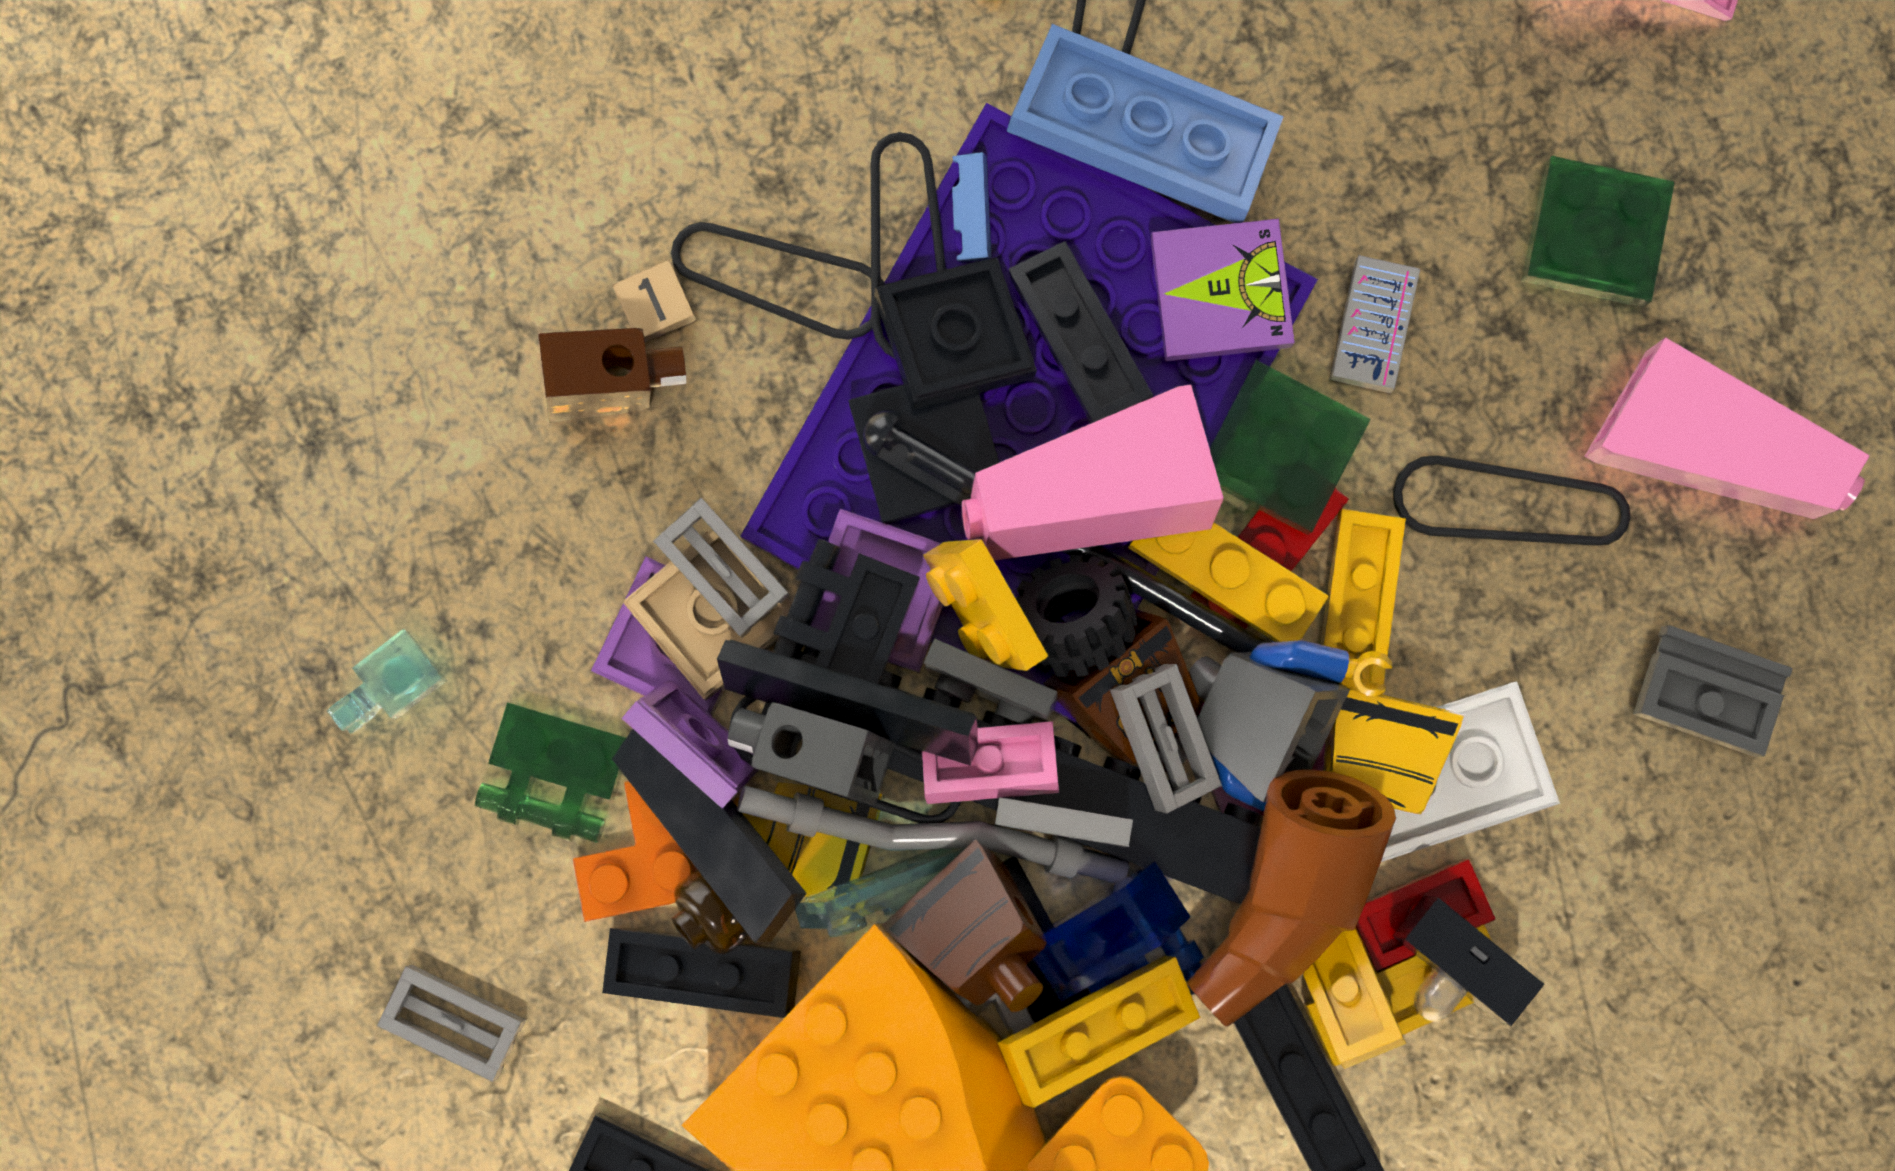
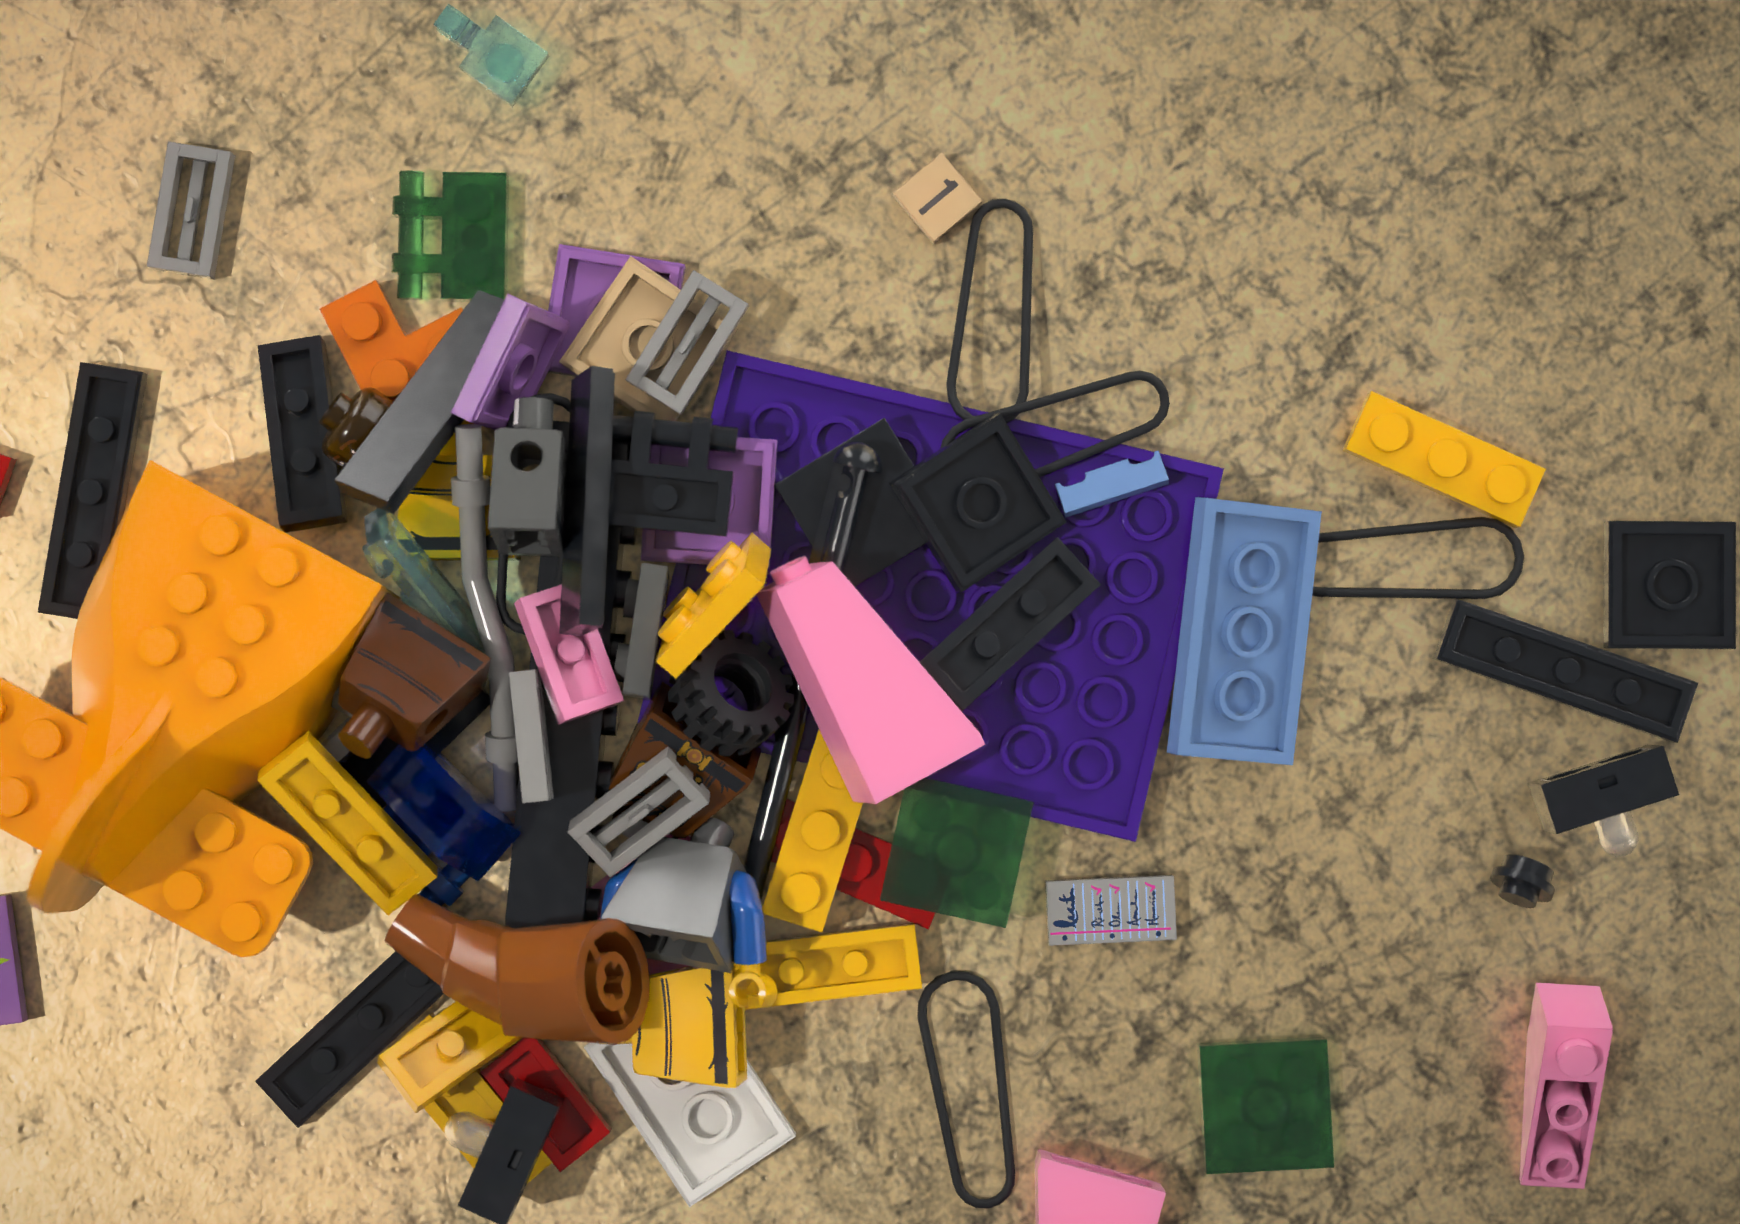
camera: 65 degrees right, 5 degrees up
(578, 376) = (832, 149): reddish brown torso -> none
(1222, 290) = (1096, 750): medium lavender tile -> none

